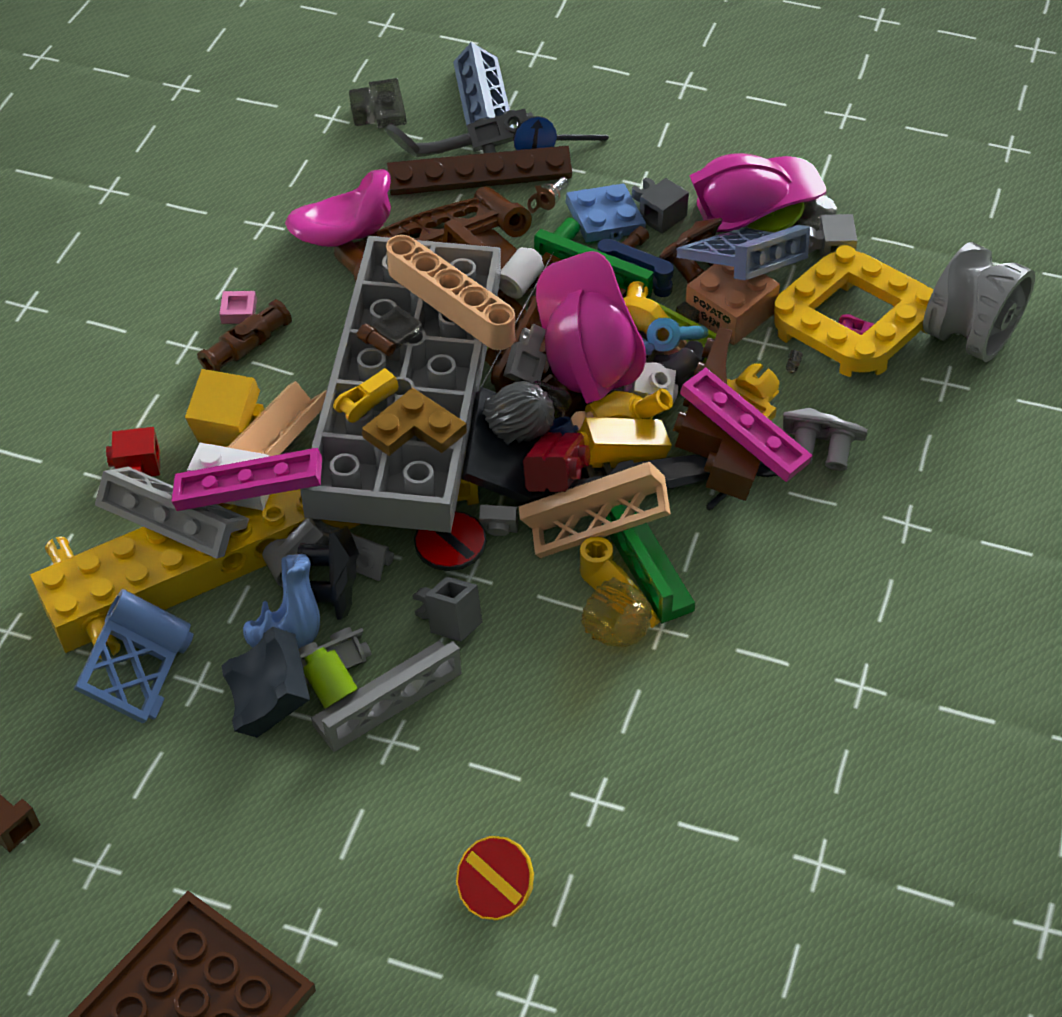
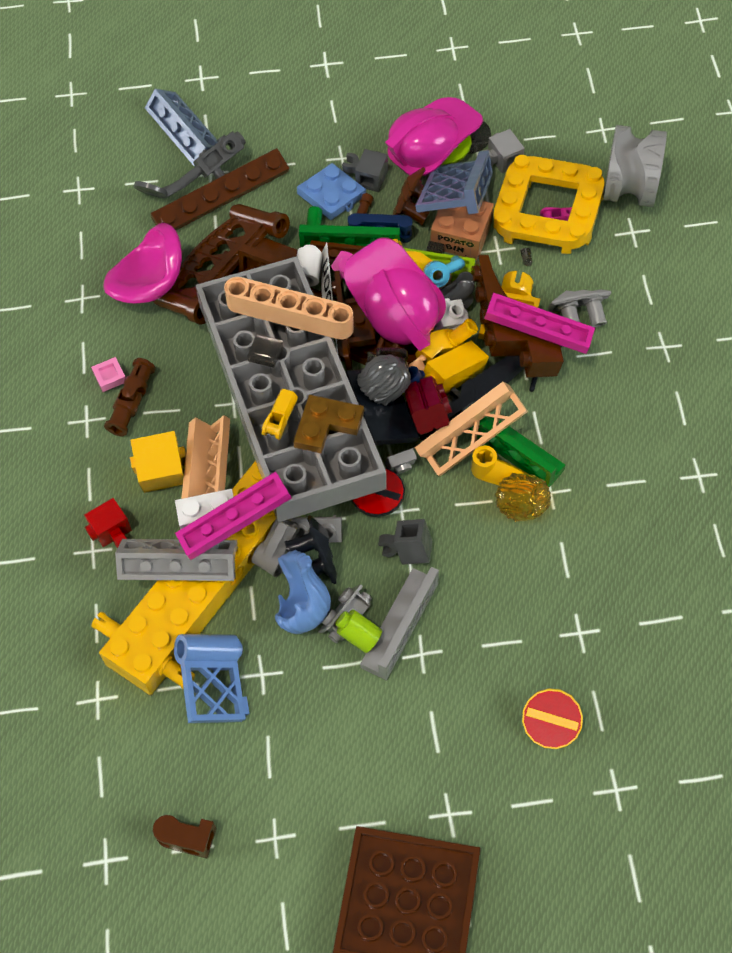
camera: 25 degrees left, 10 degrees up
(266, 683) = (320, 654): black brick -> none
(371, 336) = (250, 365): reddish brown piece -> none
(379, 102) = (111, 163): clear smoke plate -> none
(525, 359) = (362, 338): light grey plate -> none
(541, 133) = (251, 146): blue piece -> none
(547, 195) = (282, 192): pearl gold piece -> none

